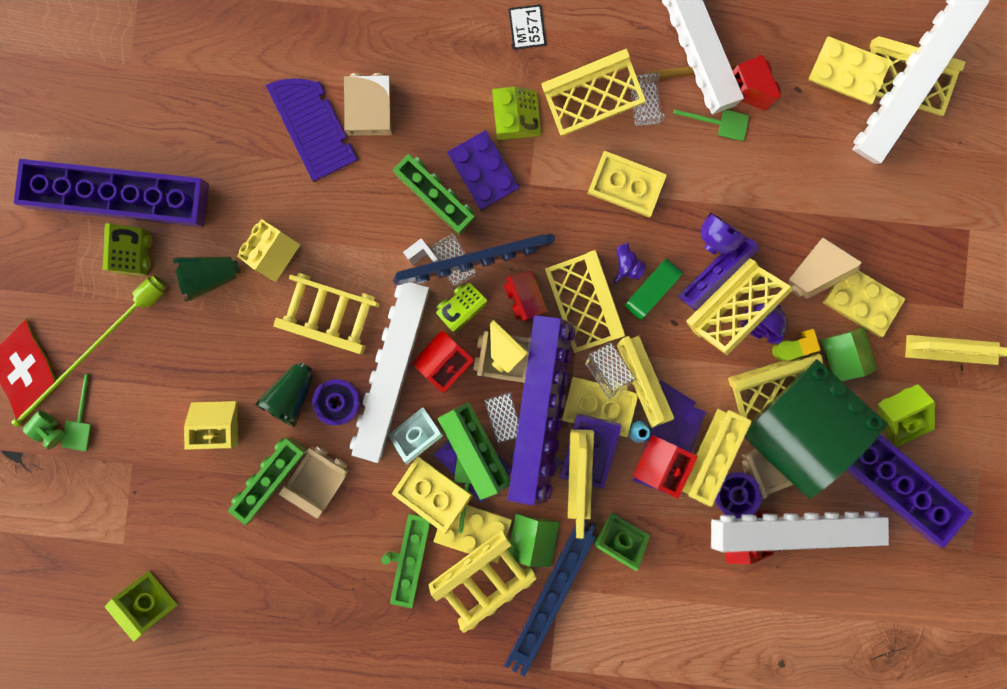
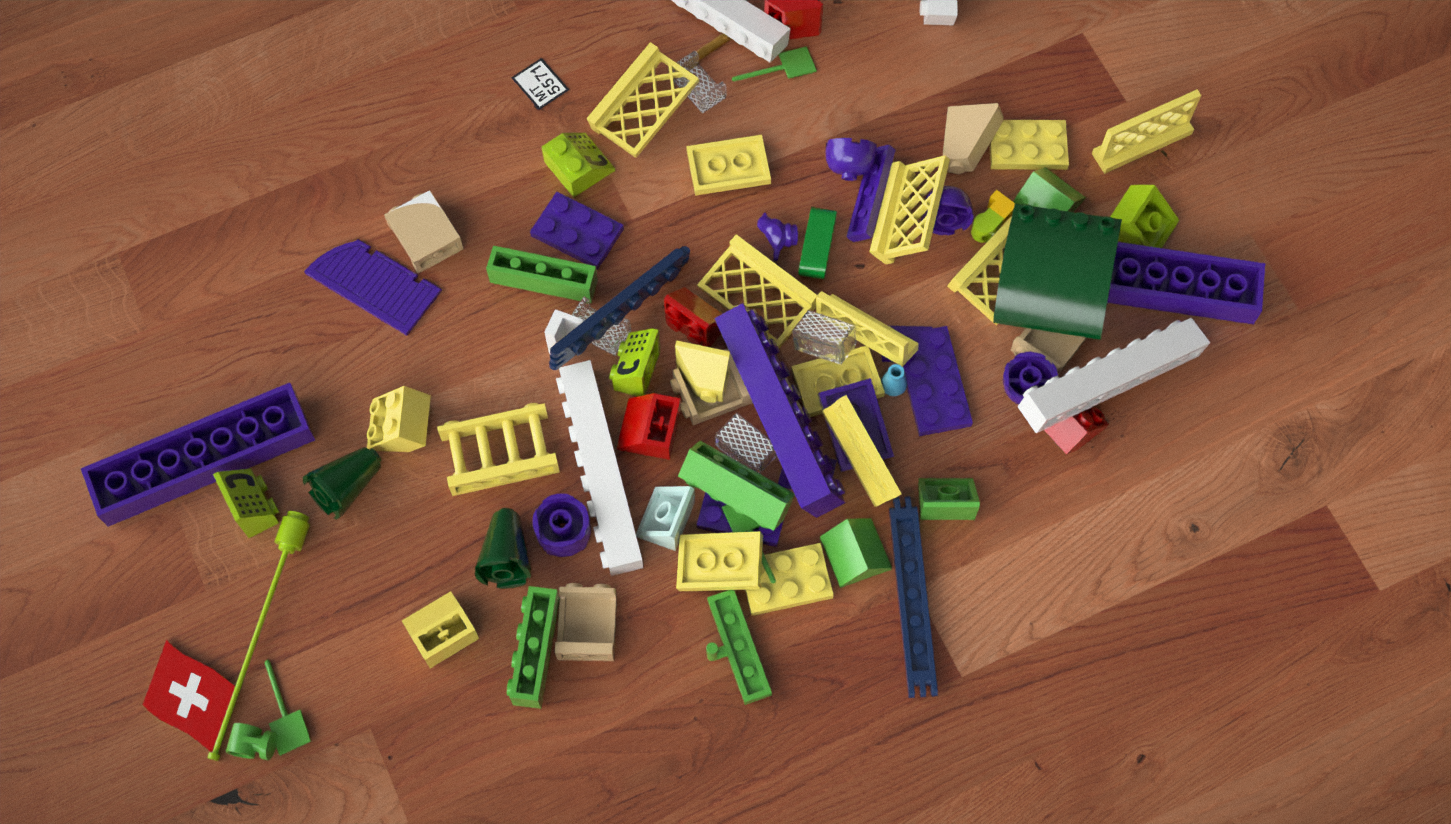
camera: 25 degrees left, 20 degrees down
(480, 560) = (801, 619): light yellow fence -> none
(665, 466) = (939, 391): red slope -> none
(716, 455) = (981, 353): light yellow fence -> none

